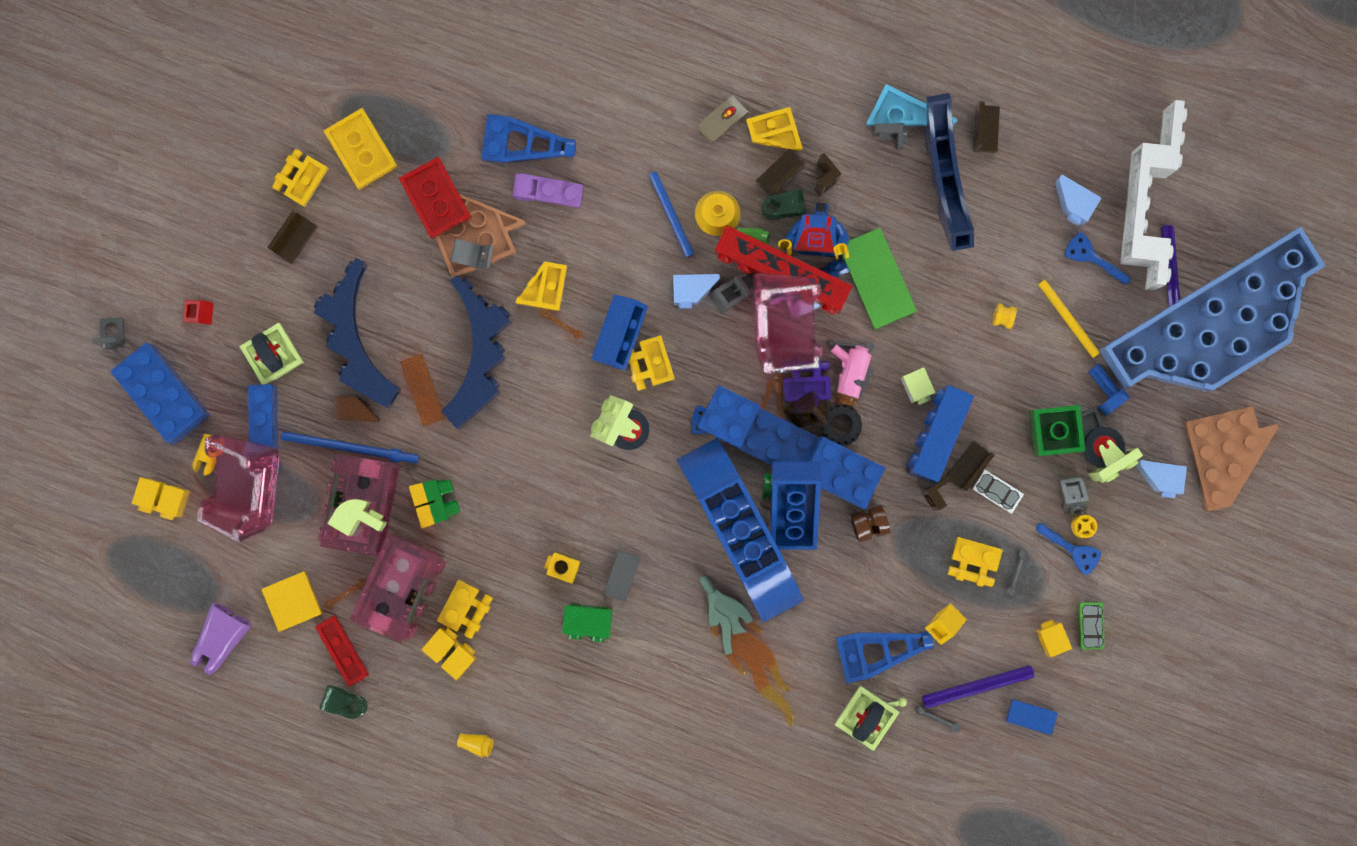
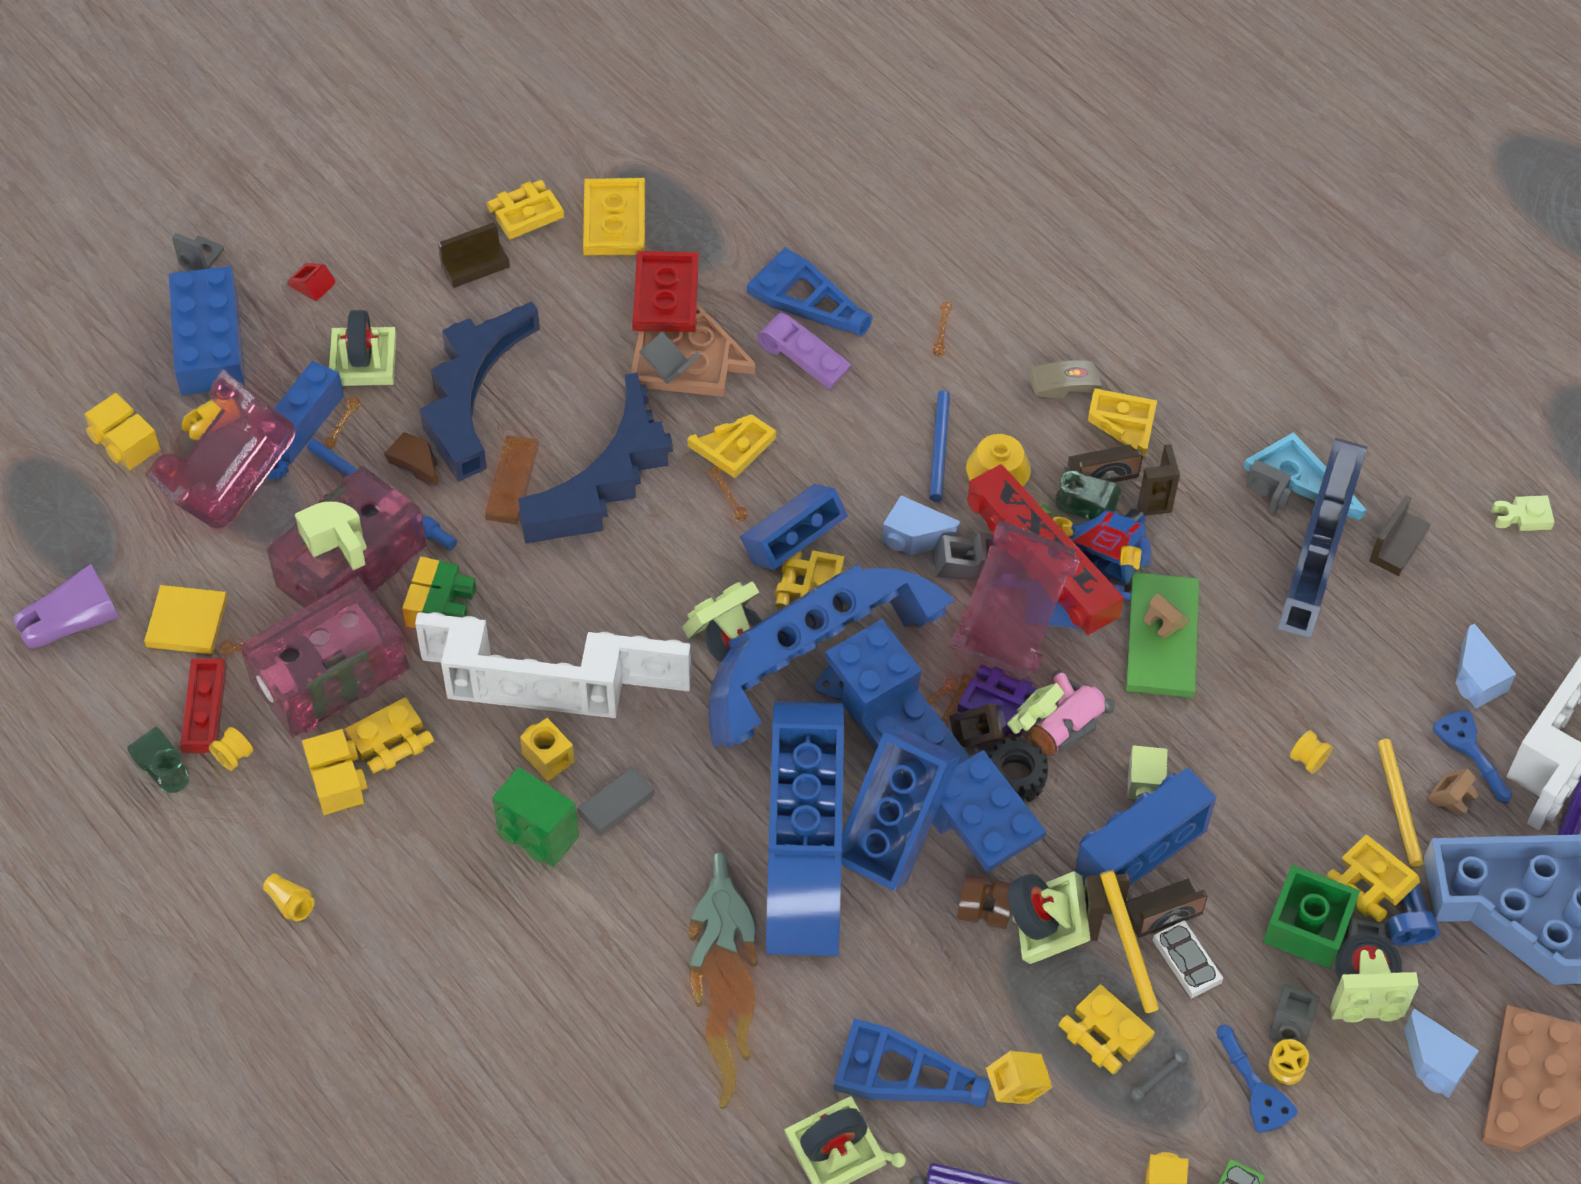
camera: 30 degrees right, 30 degrees down
(288, 390) = (352, 404): none -> clear orange hinge
(380, 673) = (231, 748): none -> yellow wheel
(567, 504) = (588, 690): none -> white bracket
(629, 137) = (939, 348): none -> clear orange hinge
(671, 410) = (798, 628): none -> blue slope
(834, 381) = (1039, 704): none -> yellowish green plate
(878, 269) = (1164, 610): none -> medium nougat tile
(912, 515) = (1049, 914): none -> yellowish green plate
(966, 510) = (1129, 941): none -> yellow bar
(1053, 62) = (1526, 511): none -> yellowish green plate
(1082, 378) = (1381, 871): none -> yellow plate
(1096, 295) = (1452, 789): none -> medium nougat tile

